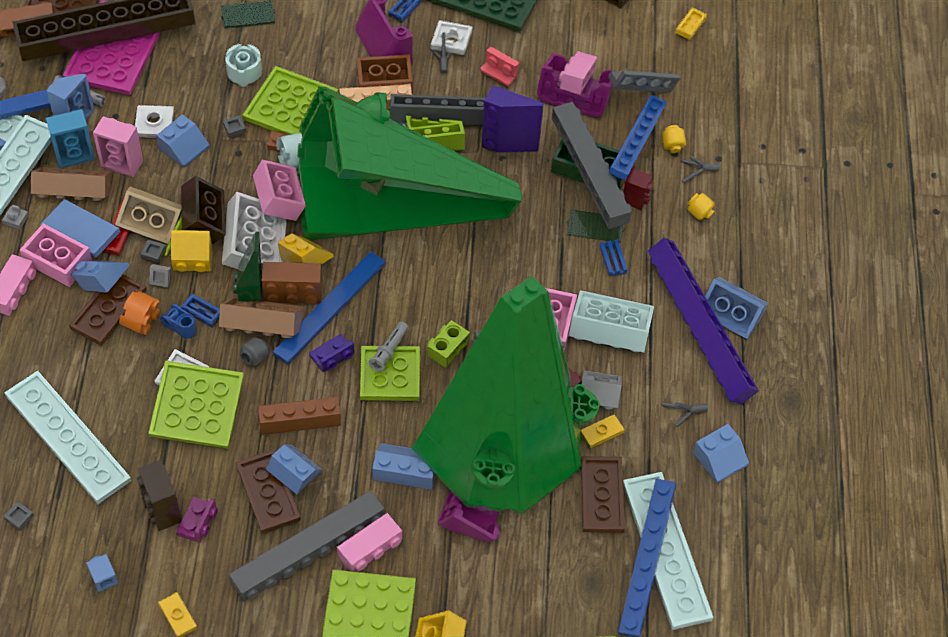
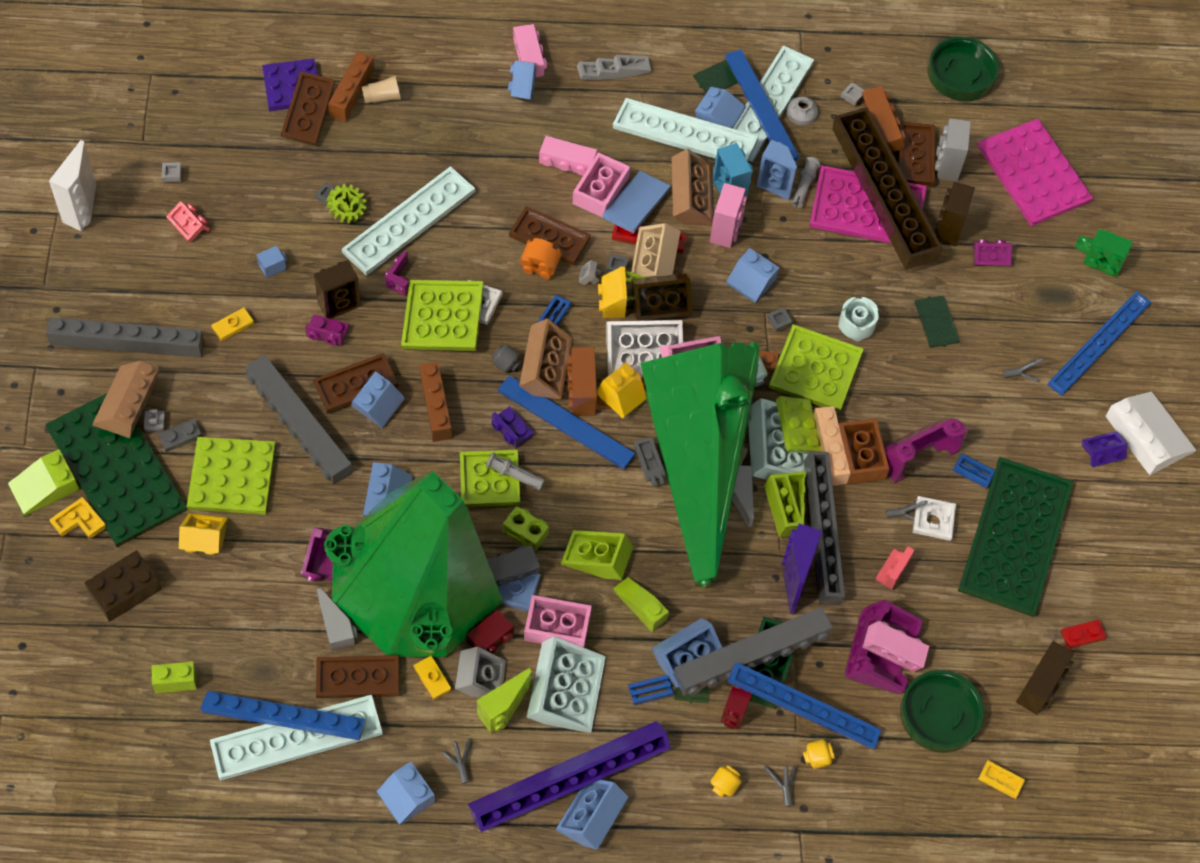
camera: 85 degrees right, 5 degrees up
(15, 217) = (647, 151): light grey tile -> none
(36, 494) = (341, 208): none -> lime gear
(98, 275) = (582, 220): medium blue slope -> none
(144, 453) = (393, 280): none -> magenta bracket
(150, 130) = (786, 259): white piece -> none
(180, 321) = (539, 293): blue piece -> none
(249, 275) = (588, 337): dark green slope -> none
(370, 543) = (300, 470): bright pink brick -> none
(380, 239) = (649, 461): none -> dark grey hinge
(477, 287) = (598, 553): none -> lime slope
(530, 255) = (642, 604): none -> lime slope
(548, 511) = (337, 624): none -> light grey slope
(578, 223) = (685, 646): none -> medium blue slope
(632, 363) = (500, 704): none -> lime slope
(634, 48) = (941, 711): none -> dark green piece
(643, 81) = (892, 715): dark grey fence -> none

